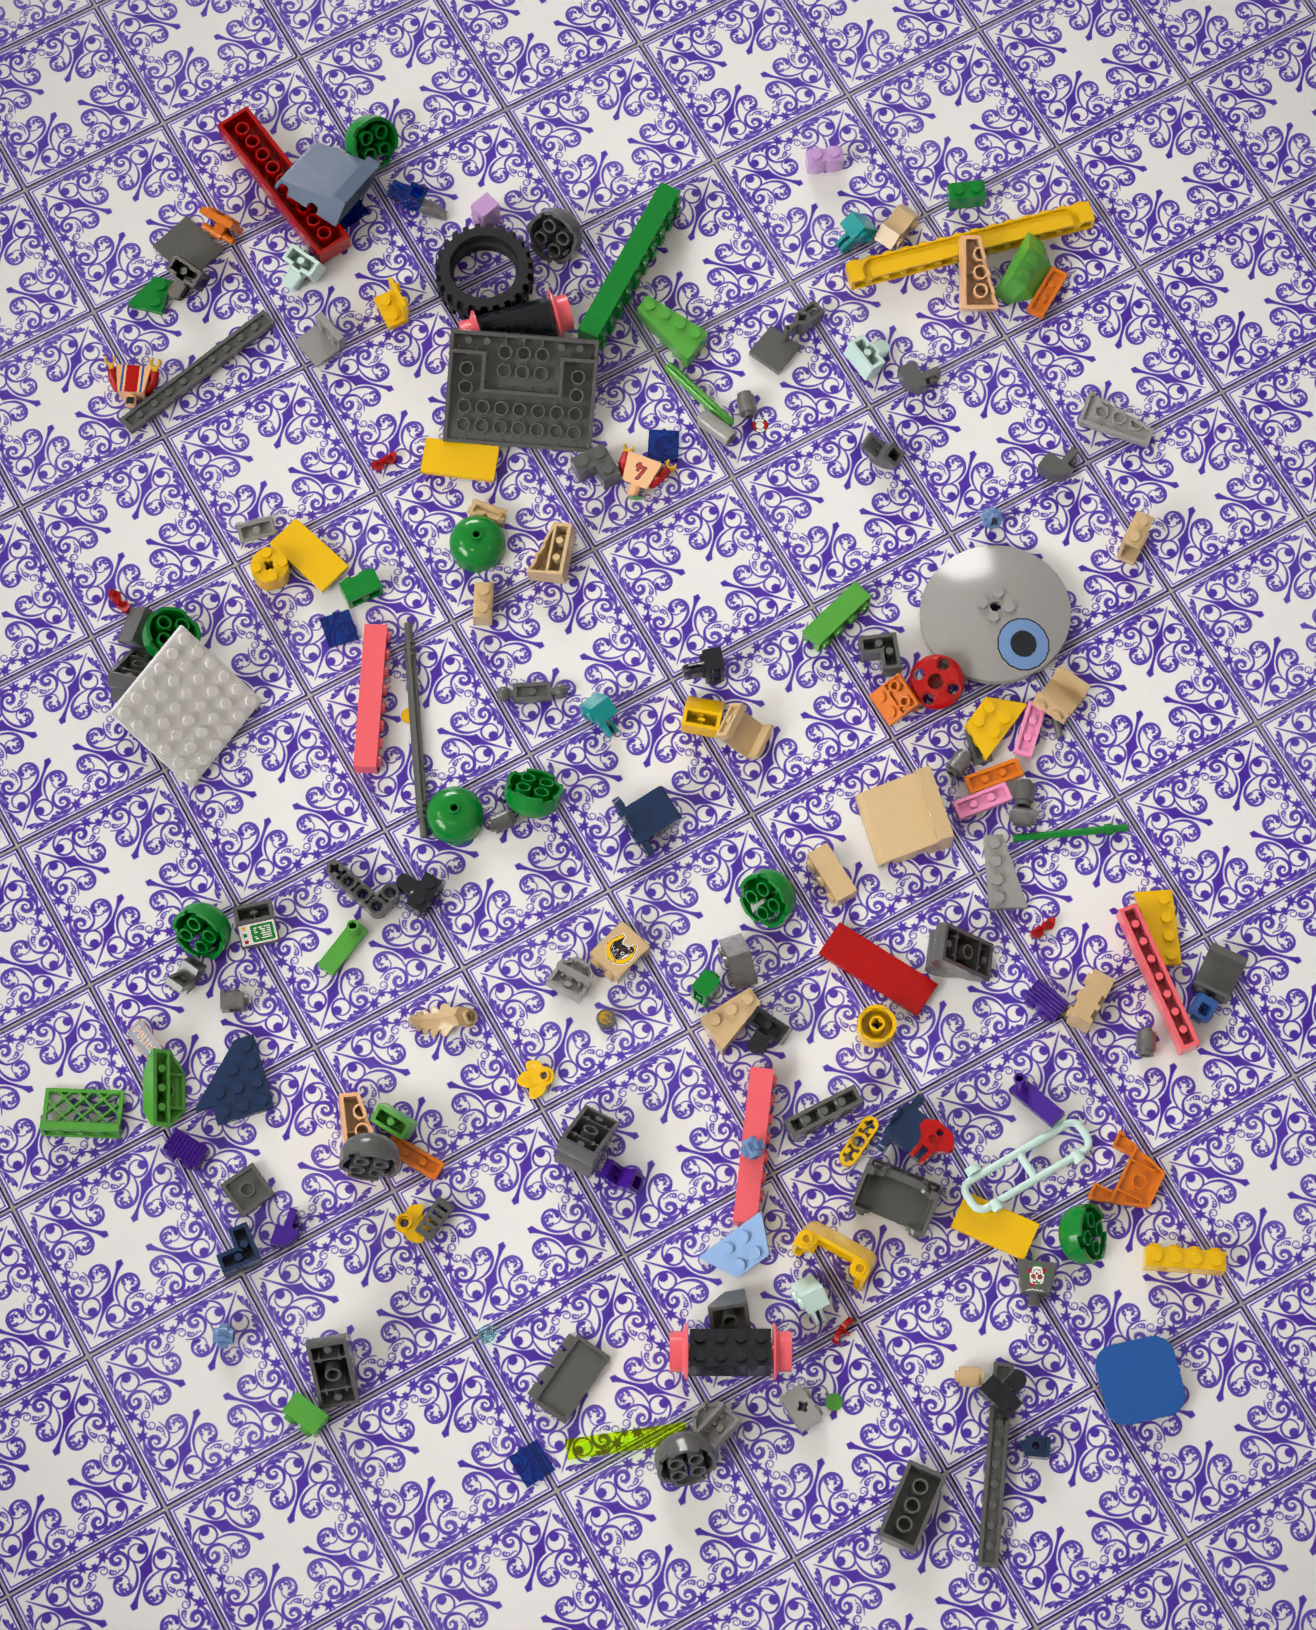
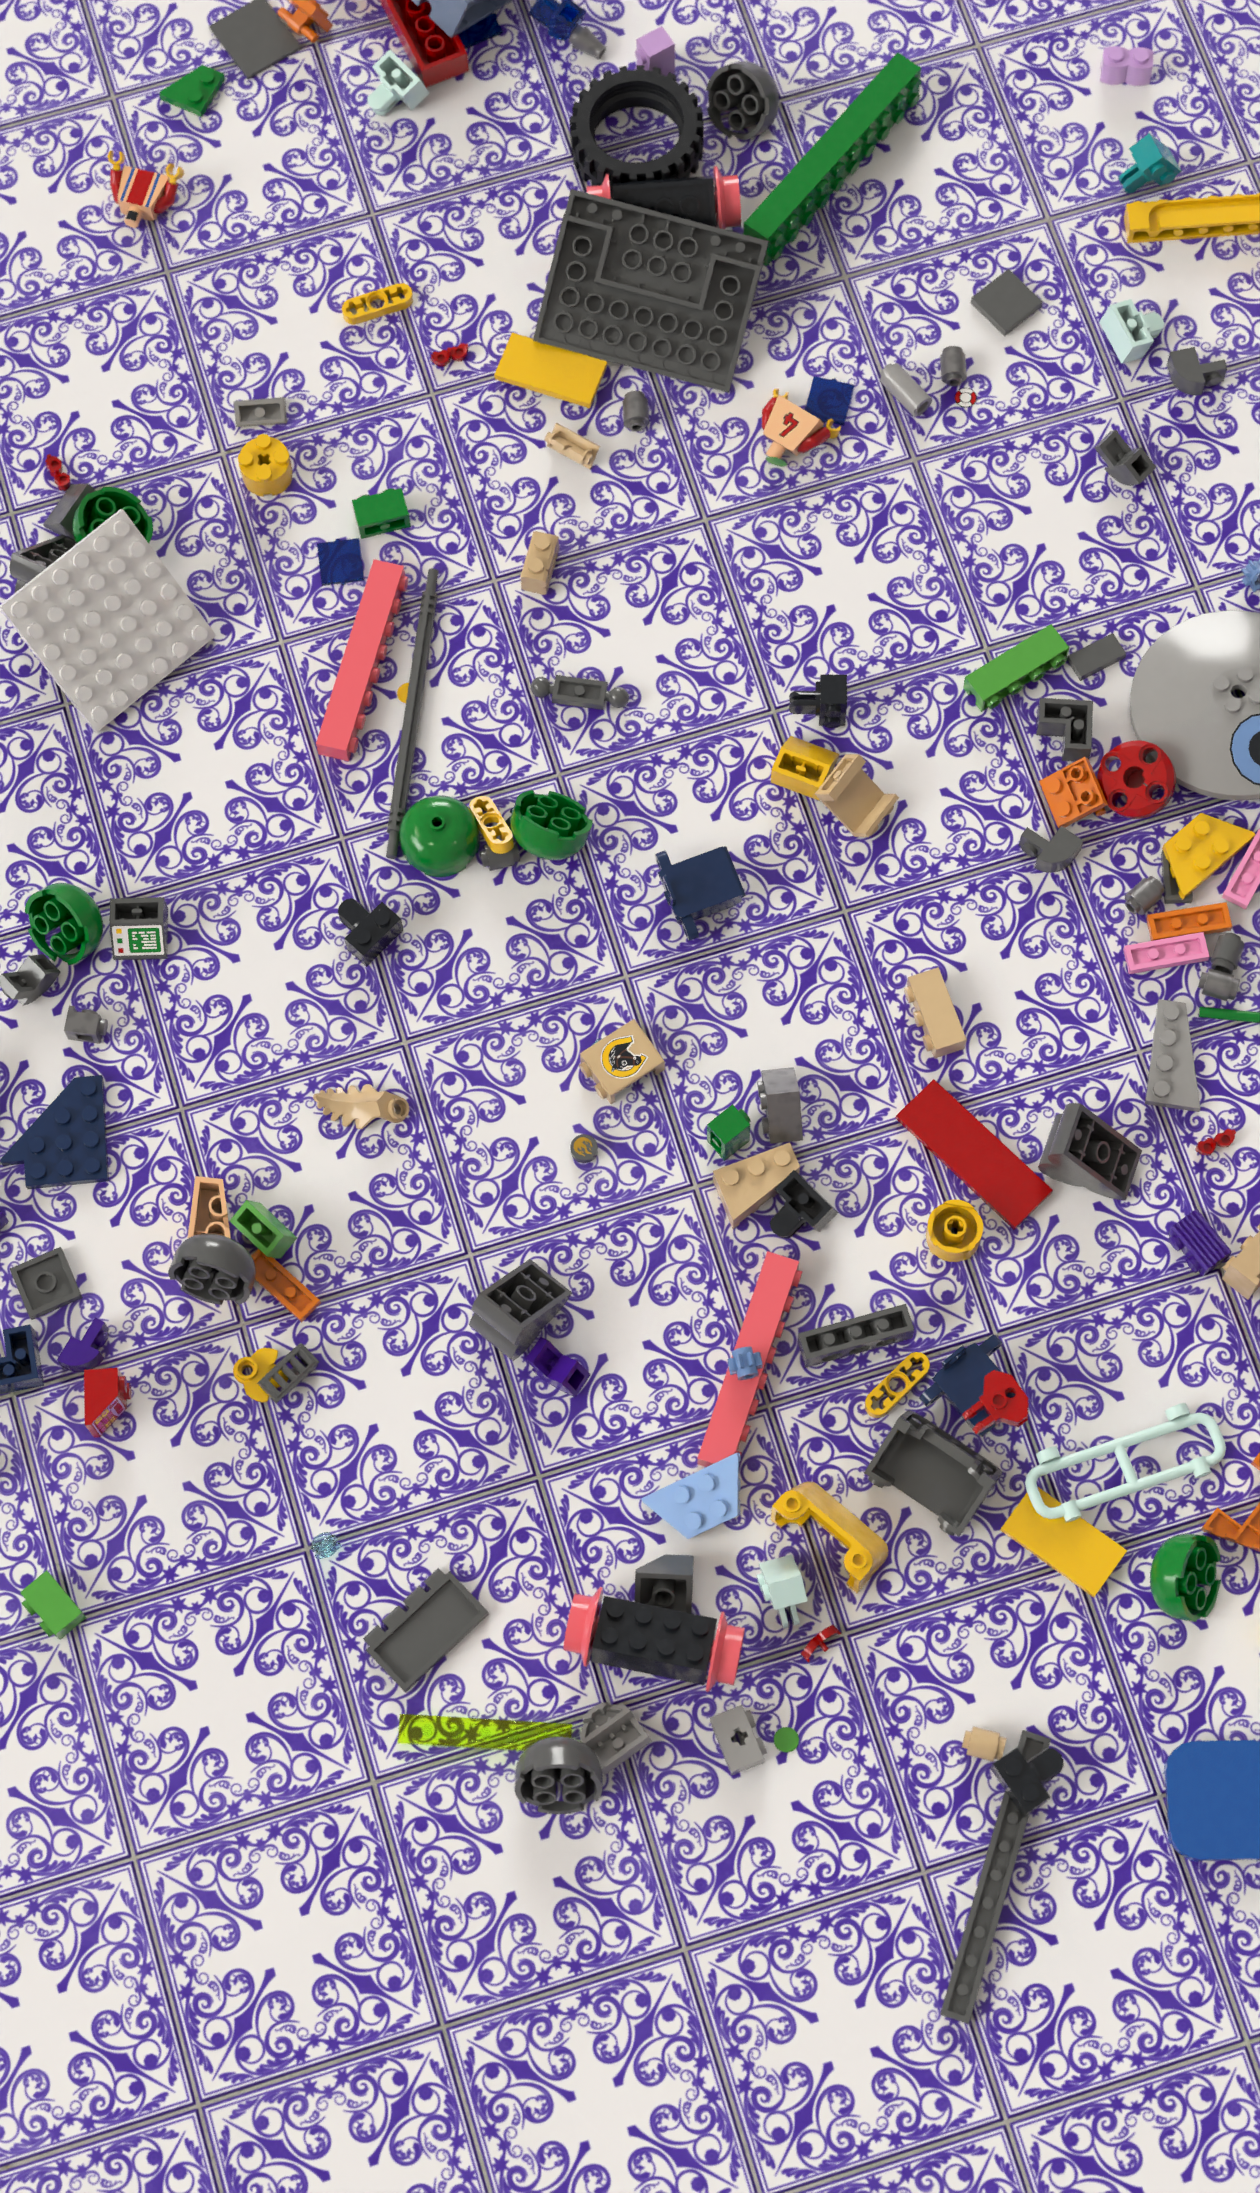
camera: 15 degrees right, 0 degrees up
(185, 276) = (242, 71): black brick -> none
(197, 371) = (229, 195): dark grey plate -> none
(309, 555) = (322, 458): yellow tile -> none
(310, 1261) = (104, 1398): none -> red slope
(321, 341) = (401, 184): light grey bracket -> none
(321, 440) = (382, 294): none -> yellow beam
(333, 1370) = (102, 1550): dark grey brick -> none
(343, 947) = (249, 982): bright green piece -> none
(360, 887) = (288, 907): dark grey beam -> none
(393, 306) = (506, 156): yellow bracket -> none
(477, 544) = (549, 483): green cylinder -> none
(490, 793) = (491, 833): none -> yellow beam
(527, 479) = (635, 410): none -> flat silver brick
(531, 1463) = (347, 1738): clear blue piece -> none
(533, 1078) = (466, 1210): yellow plate -> none
(554, 556) = (649, 517): tan wedge -> none
(571, 978) = (547, 1084): light grey slope -> none
(596, 462) = (734, 406): dark grey brick -> none
(600, 710) = (663, 731): teal brick -> none
(673, 330) = (875, 252): bright green wedge -> none
(698, 394) = (890, 340): bright green axle -> none
(774, 890) = (853, 1019): green cylinder -> none
(804, 320) = (1054, 269): dark grey piece -> none
(890, 597) = (1096, 656): none -> dark grey tile
(890, 746) = (1052, 854): none -> dark grey brick
(897, 227) = (1207, 169): tan brick -> none
(905, 818) = (1054, 955): tan panel -> none
(911, 1507) = (862, 1911): dark grey brick -> none
(1035, 1101) = (1157, 1377): dark purple piece -> none
(1035, 1279) = (1105, 1627): dark grey torso -> none
(1044, 1447) = (1065, 1873): dark blue brick -> none

